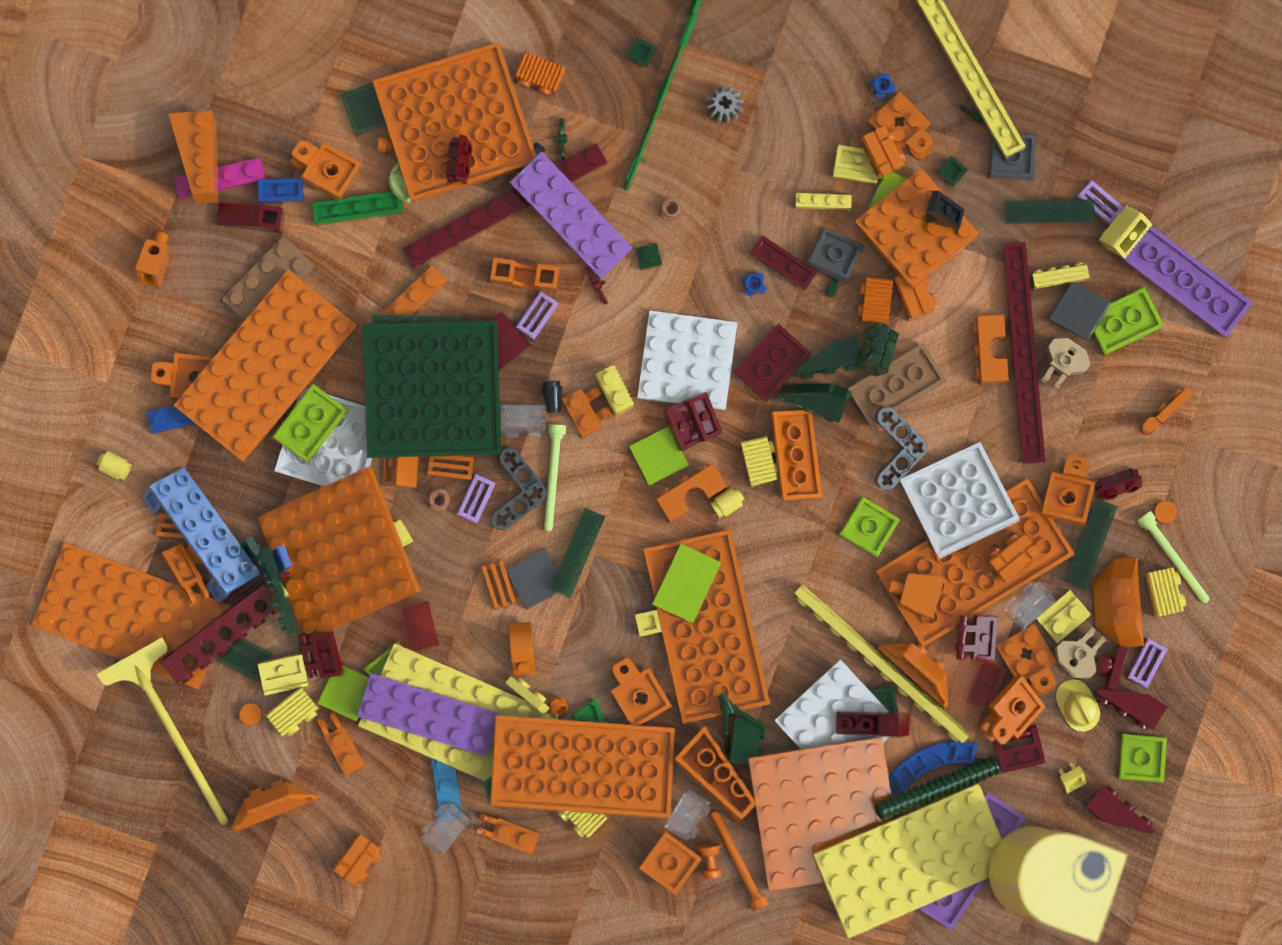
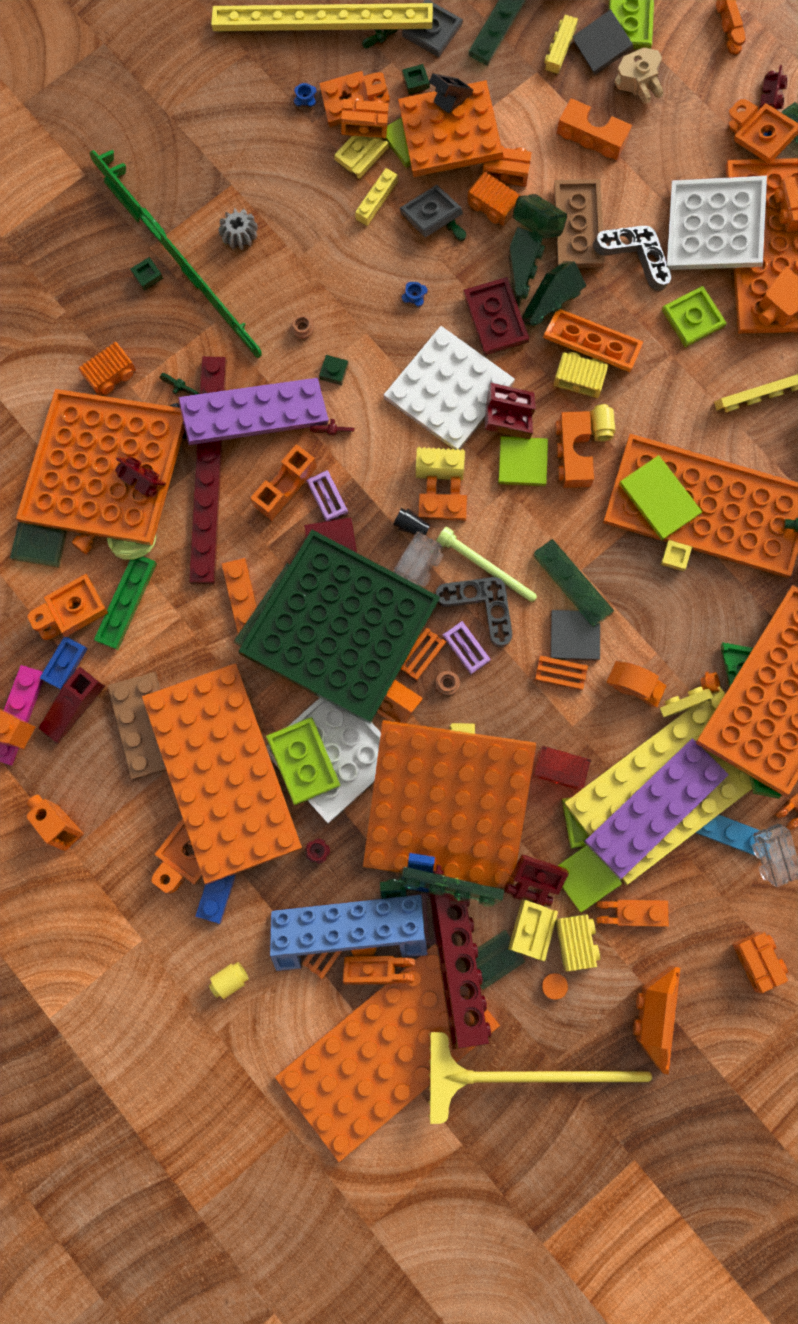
camera: 55 degrees left, 5 degrees down
(249, 469) = (312, 855): none -> dark red plate
(636, 682) = (725, 598): orange plate -> none
(783, 262) = (411, 258): dark red plate -> none
(1024, 353) = (610, 104): dark red plate -> none

